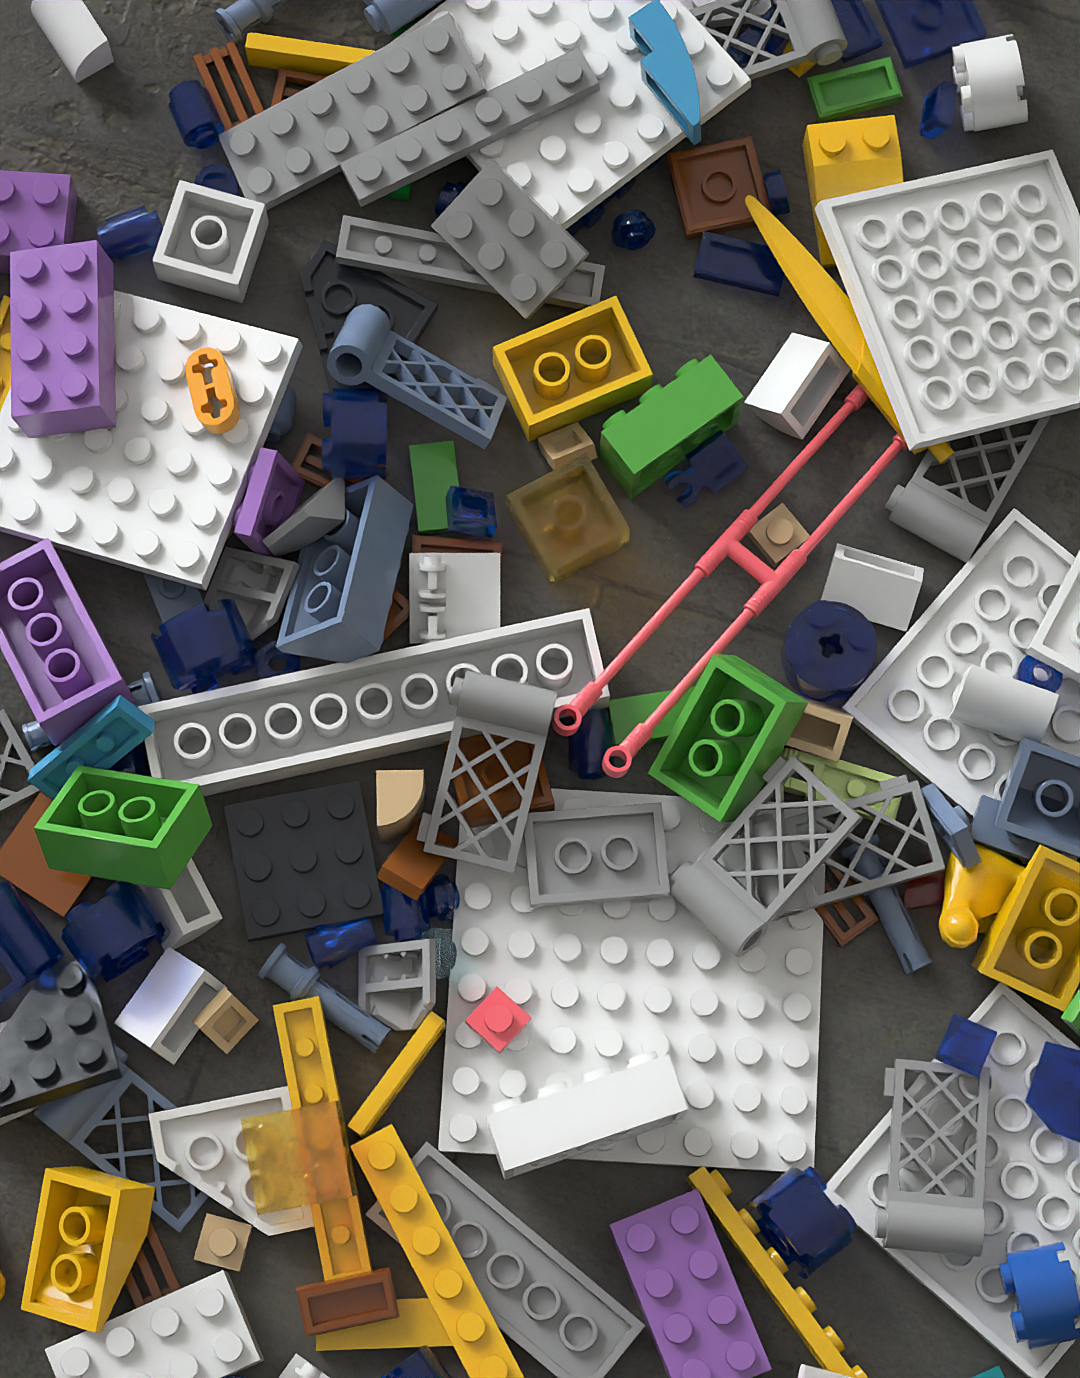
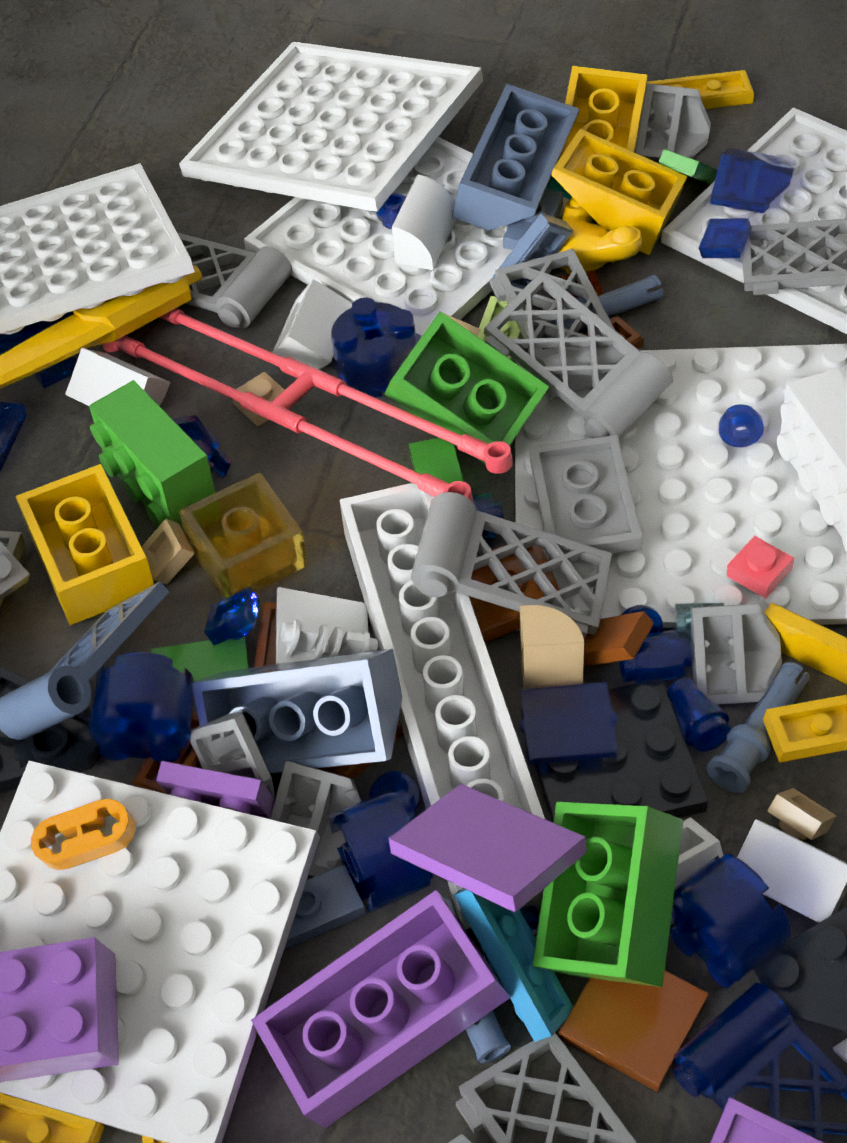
camera: 85 degrees left, 25 degrees down
(160, 723) = (488, 846): none -> medium lavender tile
(331, 819) = (568, 723): none -> clear blue piece
(677, 1023) = (740, 416): none -> clear blue plate

